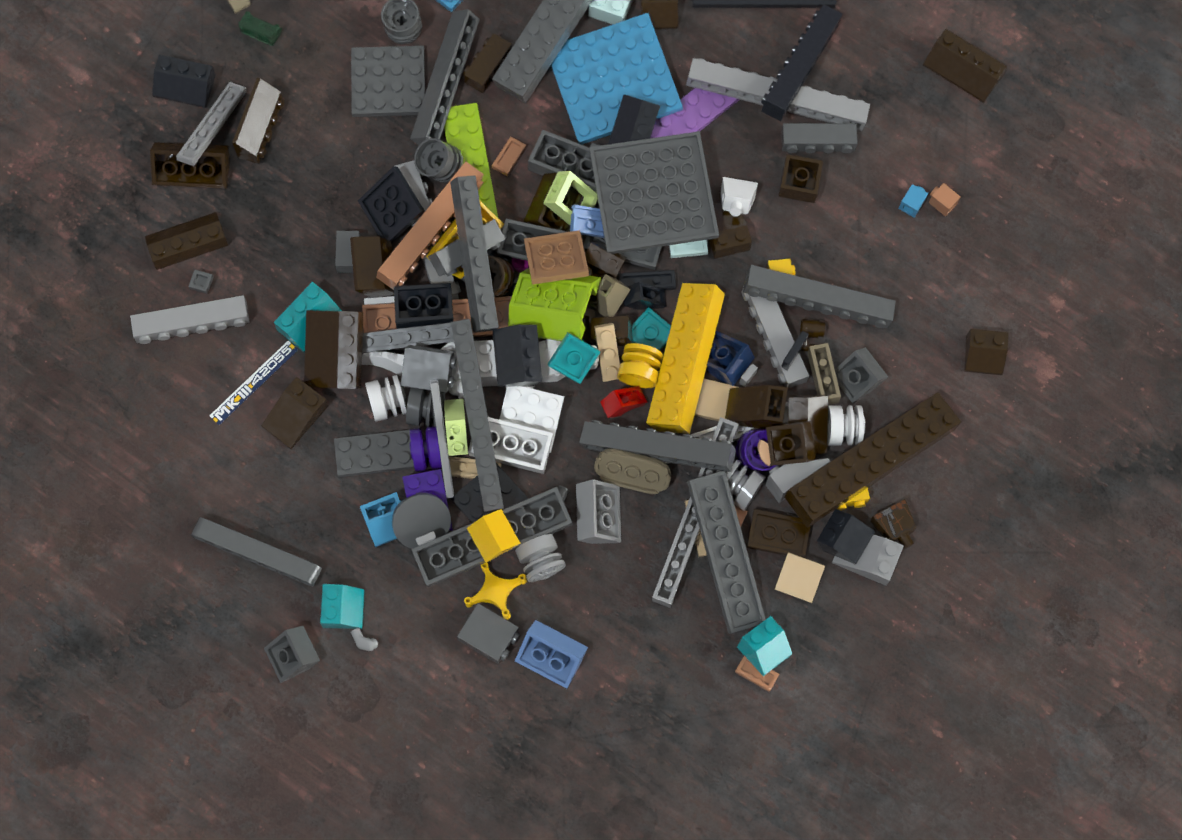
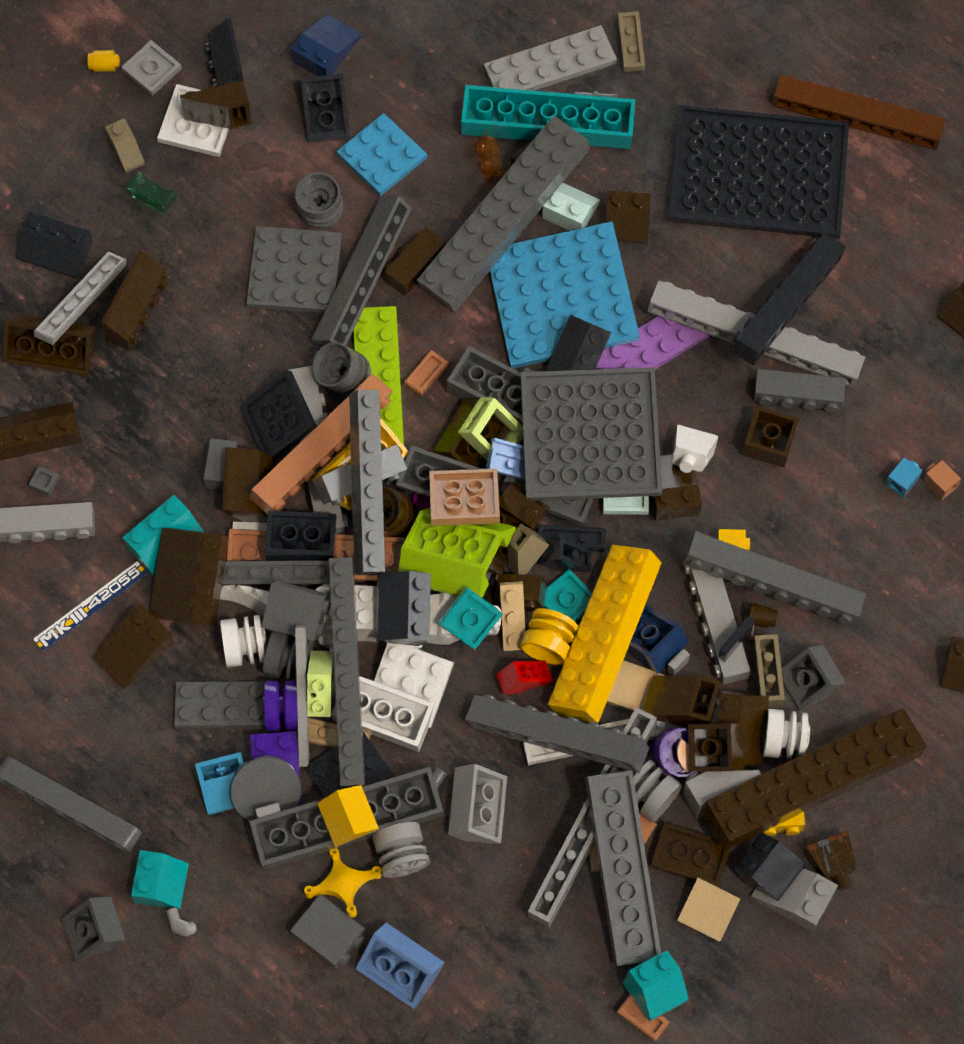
camera: 10 degrees right, 5 degrees down
(632, 471) = (524, 760): dark tan tile -> none

